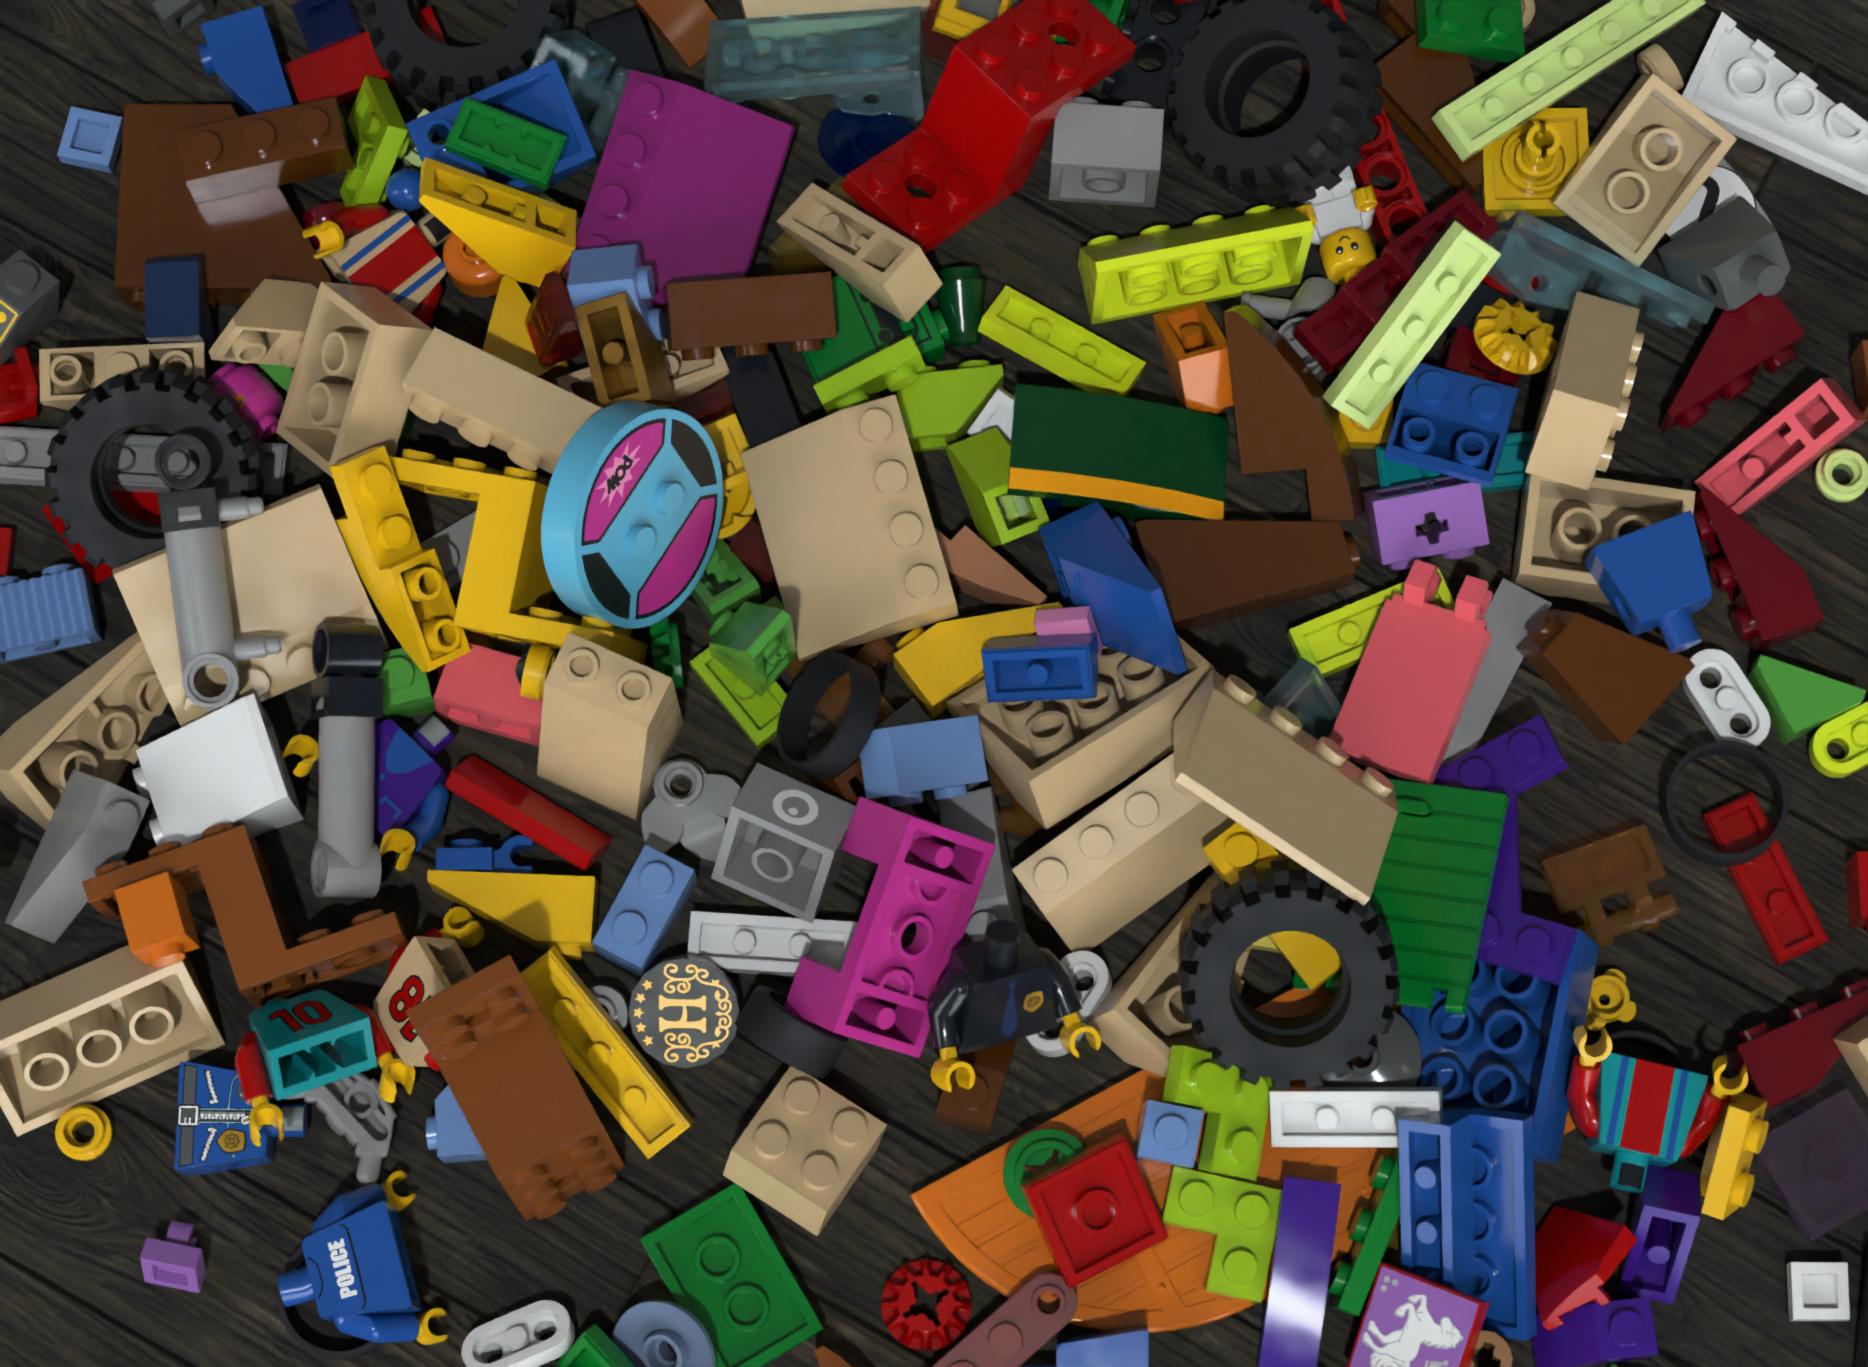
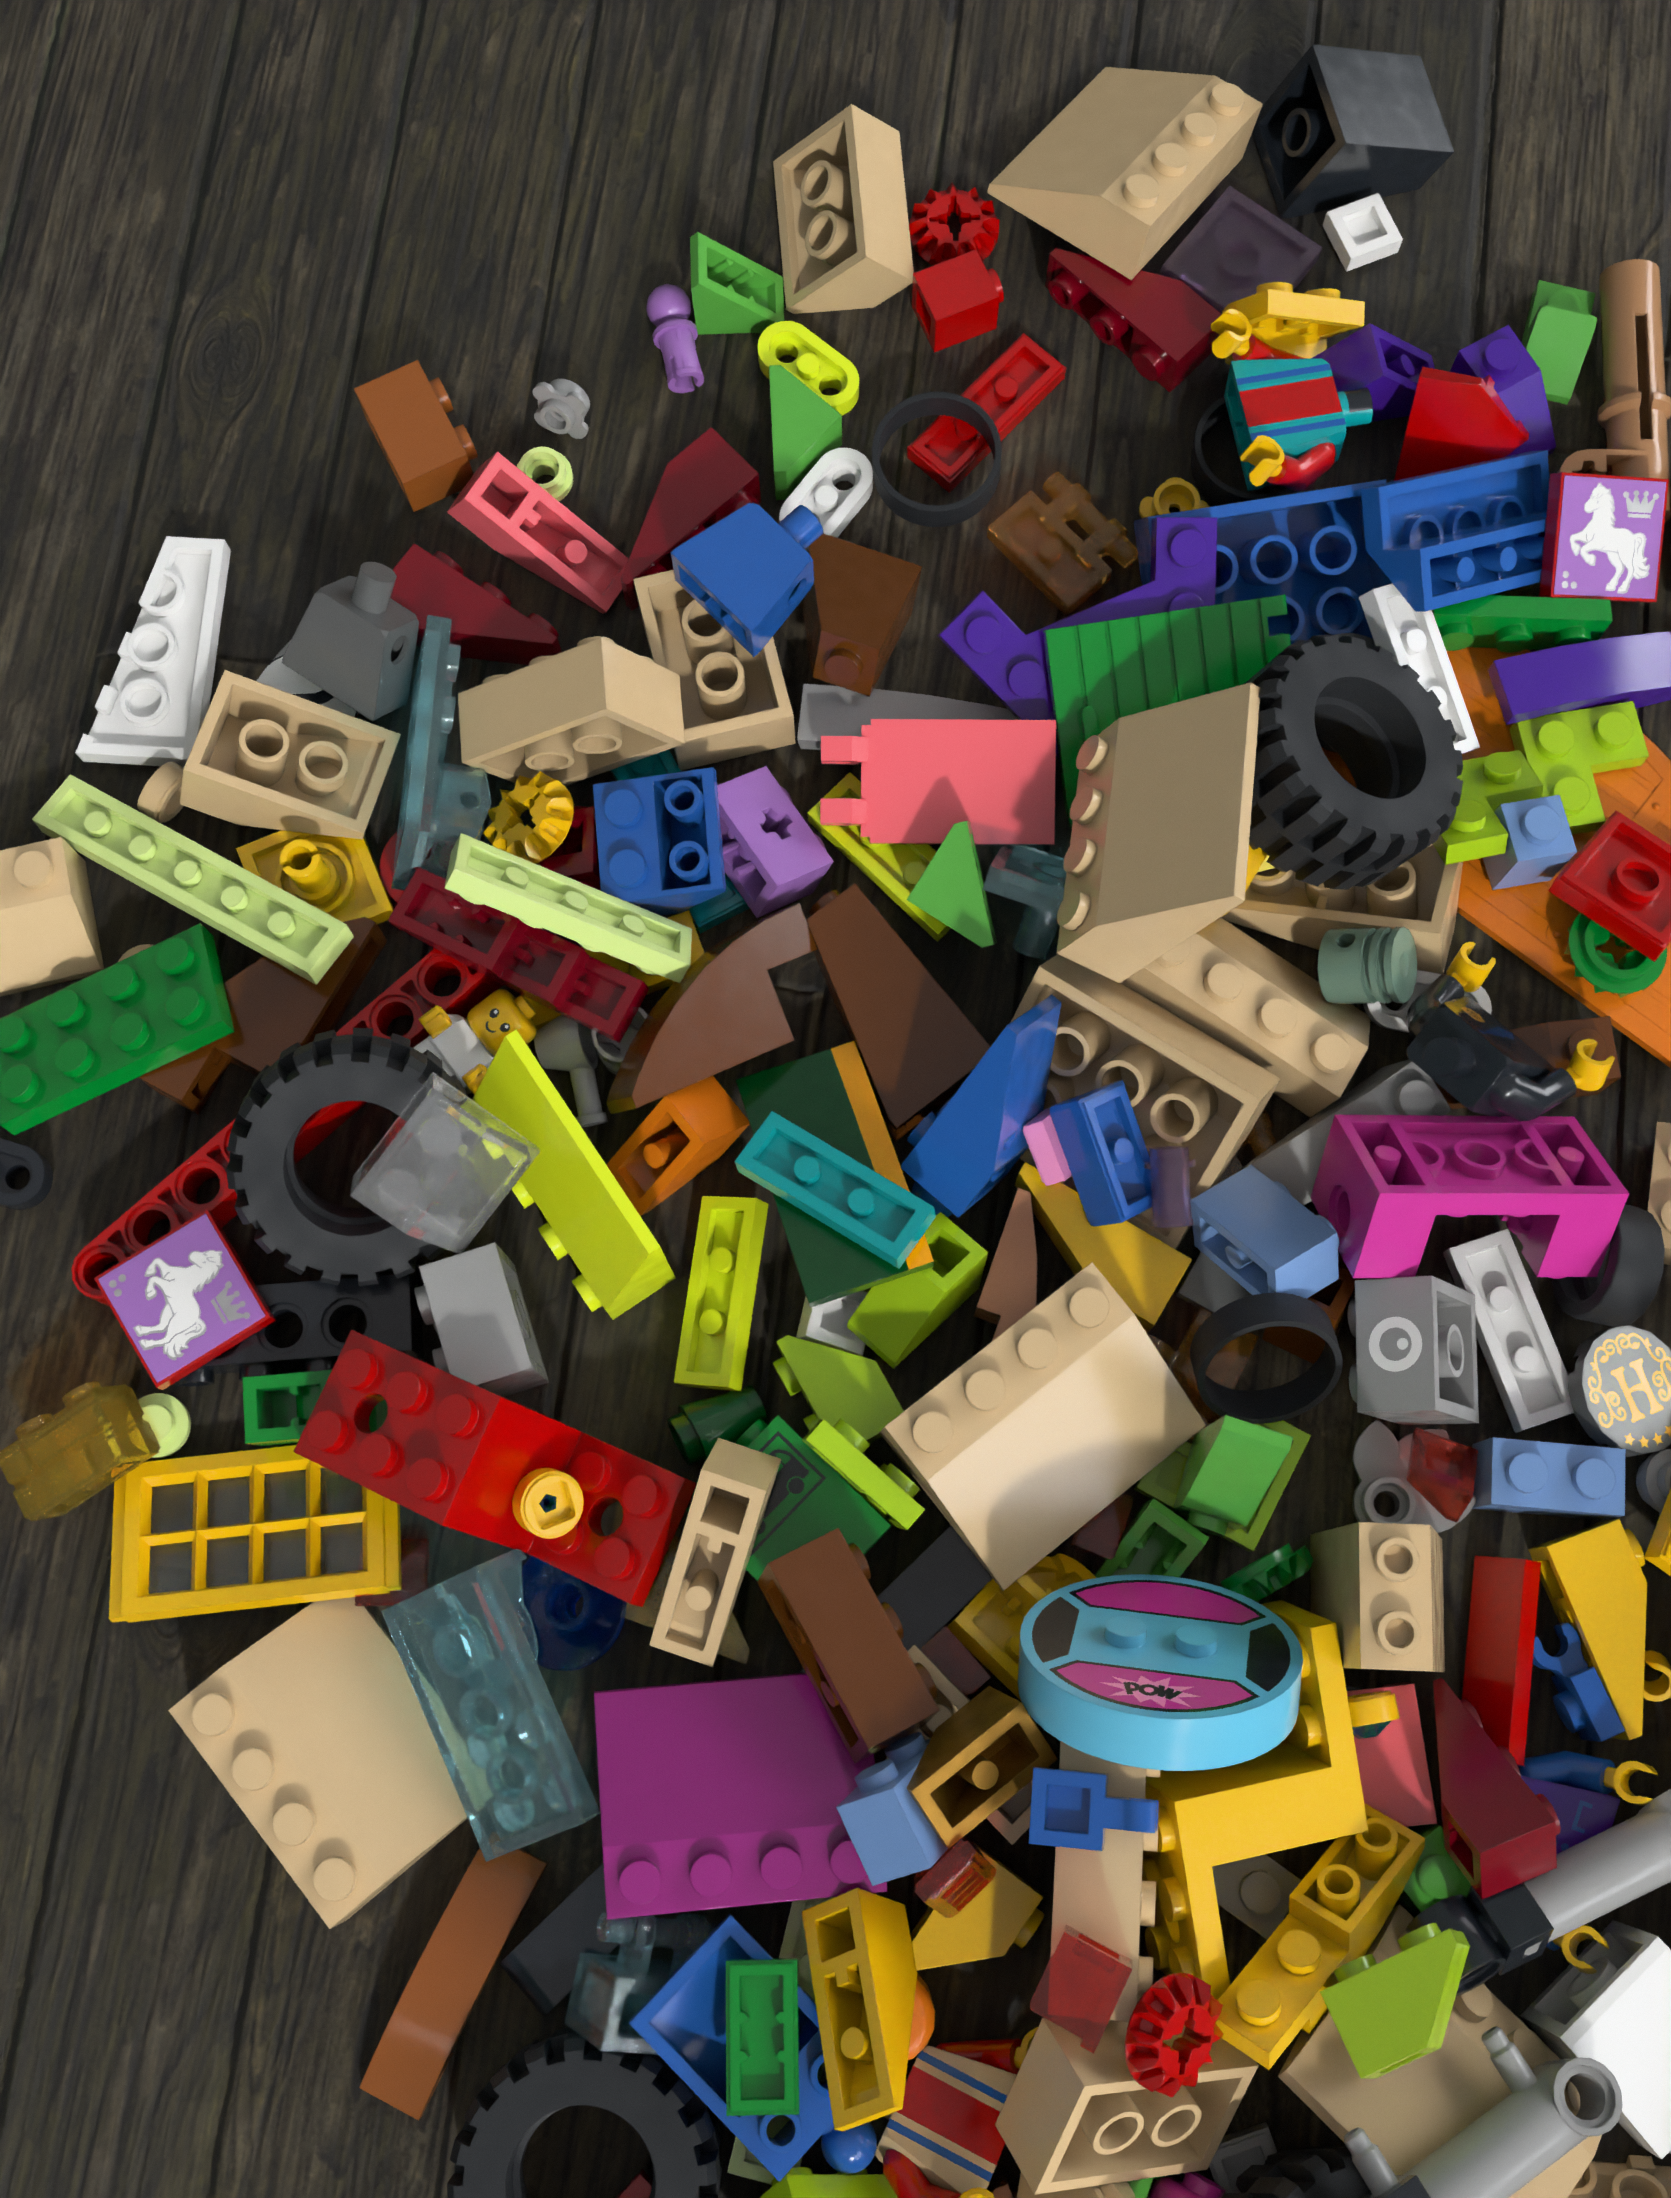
camera: 110 degrees left, 0 degrees up
(329, 575) = (1401, 2005): none -> lime slope
(400, 398) = (1160, 2014): none -> red gear
(440, 718) = (1489, 1814): none -> dark red slope
(444, 352) = (1081, 1986): none -> clear red panel
(559, 396) = (1074, 1810): none -> blue plate
(687, 832) = (1442, 1472): none -> clear red slope
(946, 143) = (547, 1503): none -> yellow tile
(993, 700) = (1170, 1185): none -> clear purple pin
(1095, 433) = (835, 1189): none -> teal plate
(1110, 952) = (1367, 965): none -> sand green piece
(1228, 142) = (442, 1167): none -> clear slope
(1318, 638) = (954, 886): none -> bright green slope

